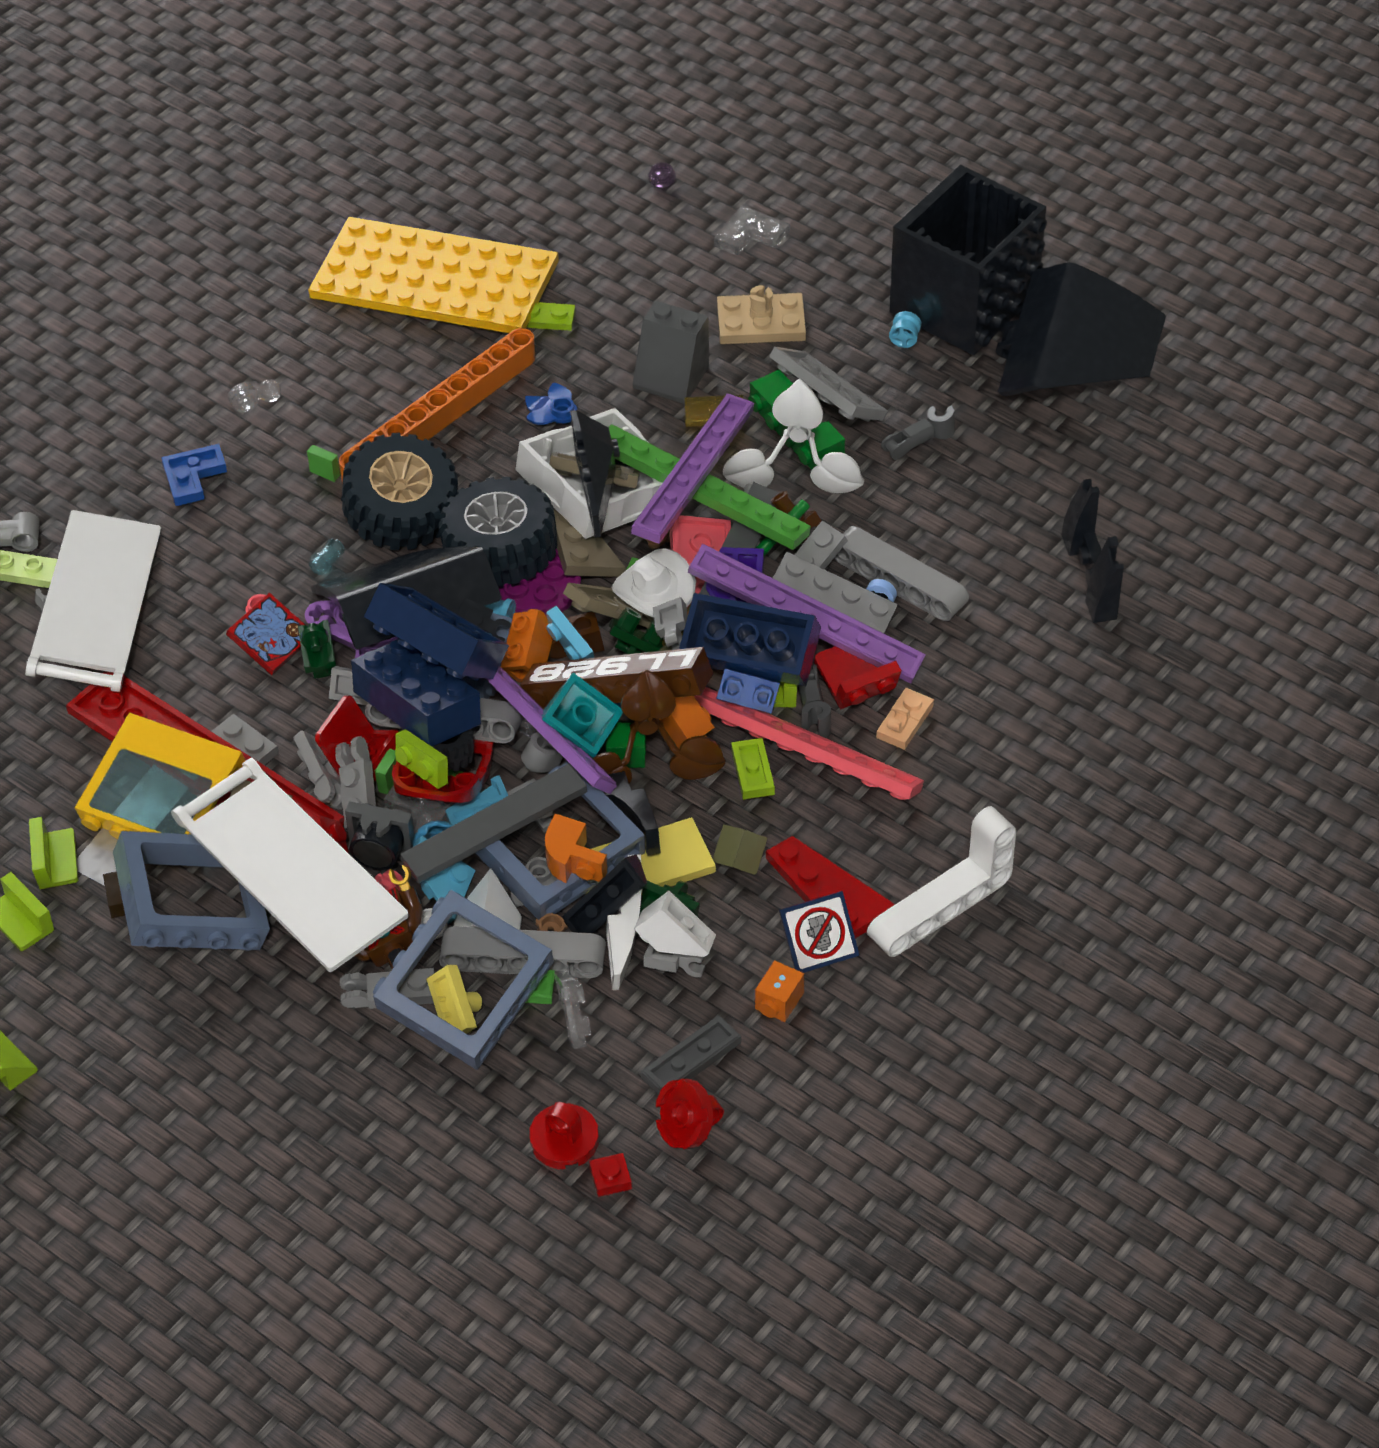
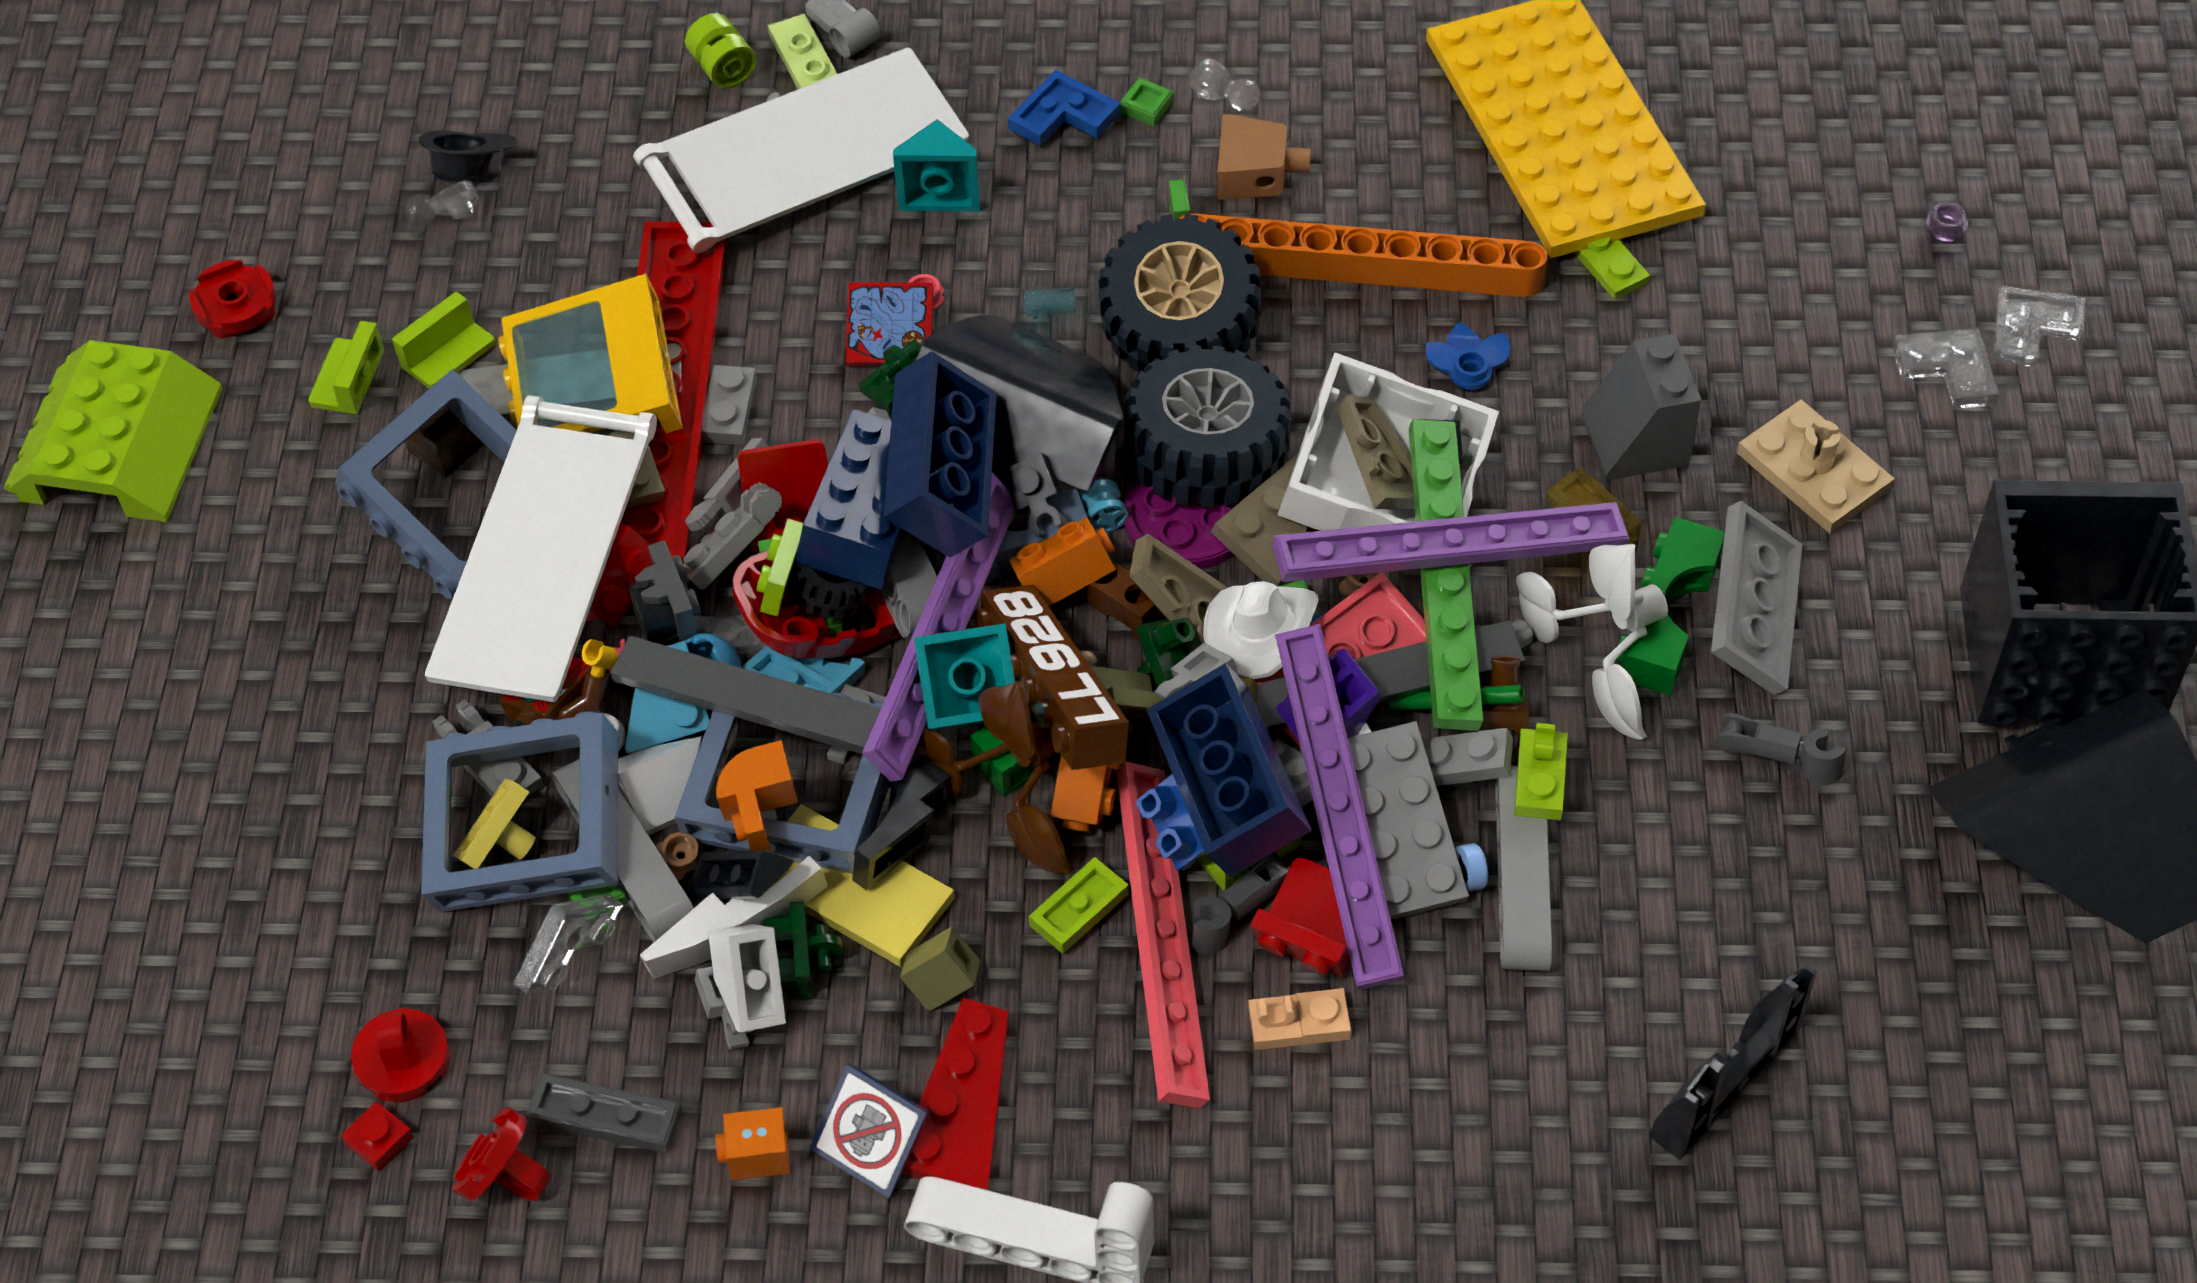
camera: 55 degrees right, 5 degrees up
(190, 544) = (936, 172): none -> teal slope
(224, 434) = (1146, 102): none -> bright green tile
(321, 411) = (1256, 158): none -> medium nougat torso
(570, 639) = (1088, 597): medium azure wing -> none
(596, 464) = (1348, 442): black wedge -> none
(755, 184) = (2028, 313): none -> clear plate
(859, 526) = (1541, 773): none -> lime plate
(905, 329) = (1940, 621): medium azure wheel -> none

